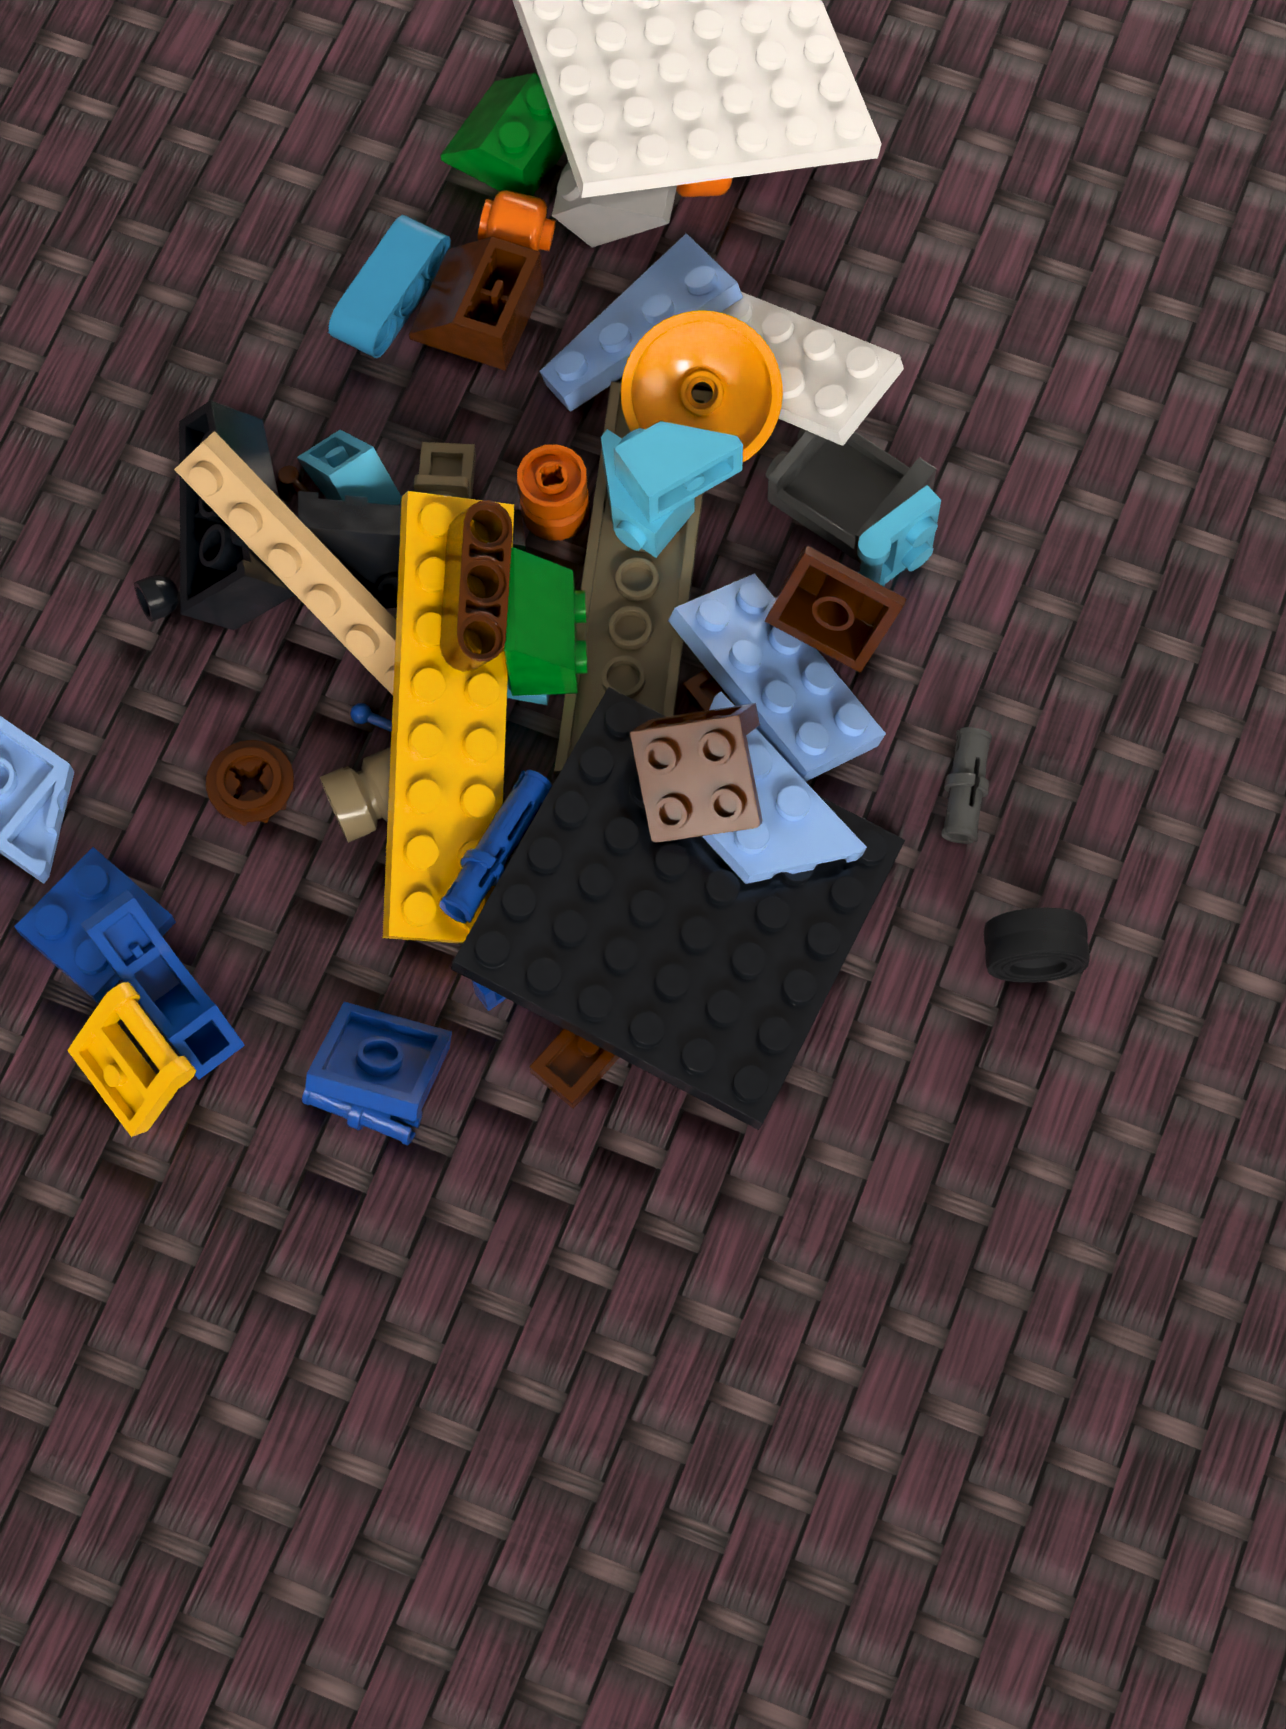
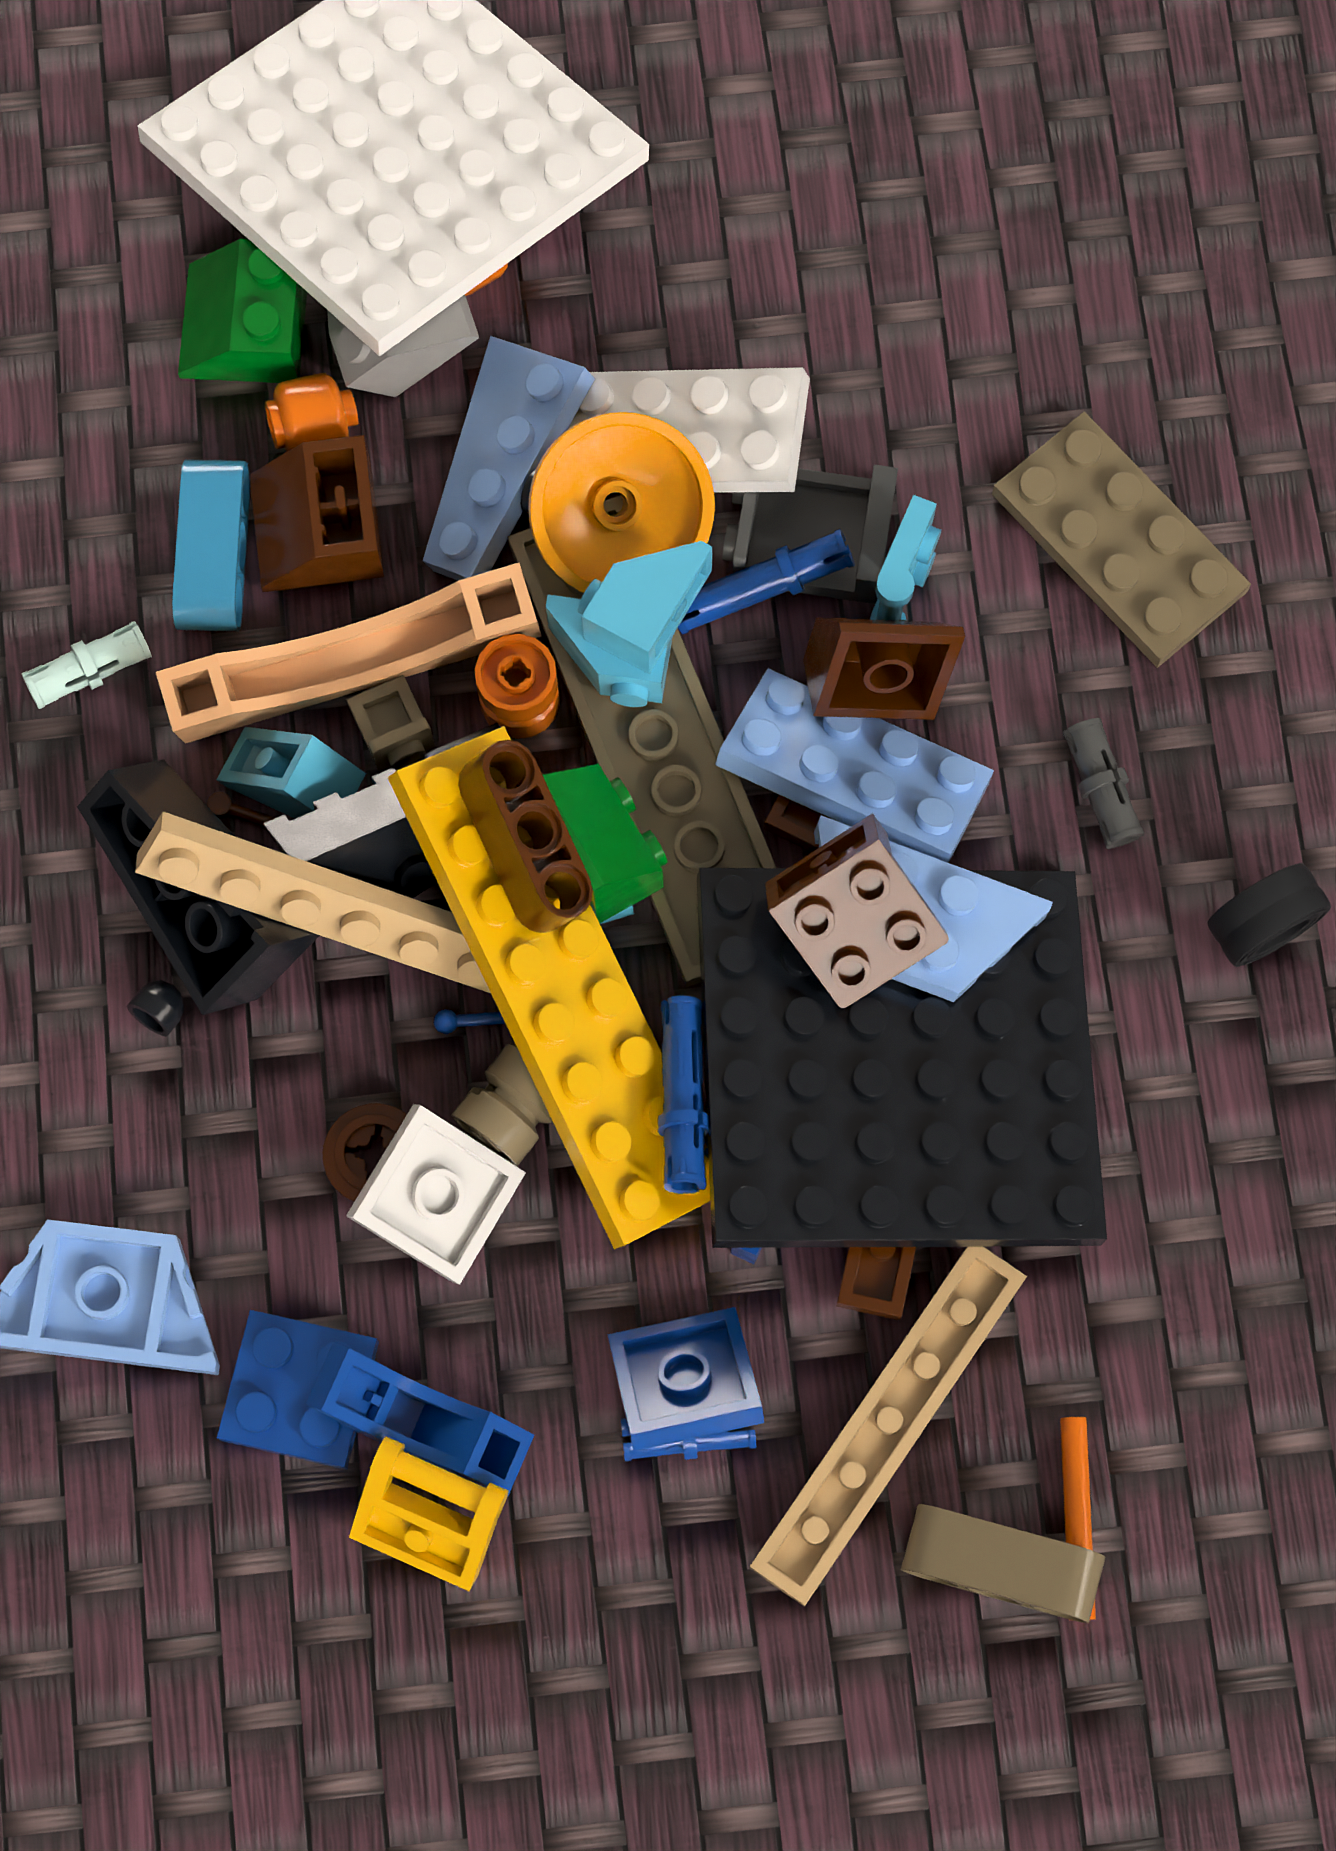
camera: 30 degrees left, 5 degrees up
(249, 328) = (86, 665): none -> light aqua pin
(275, 830) = (436, 1194): none -> white plate
(359, 398) = (287, 676): none -> light nougat arch
(517, 1178) = (887, 1423): none -> tan plate
(541, 1329) = (1003, 1563): none -> dark tan beam
(623, 1331) = (1076, 1484): none -> orange bar
(802, 505) = (769, 578): none -> blue pin
(1089, 612) = (1121, 539): none -> dark tan plate

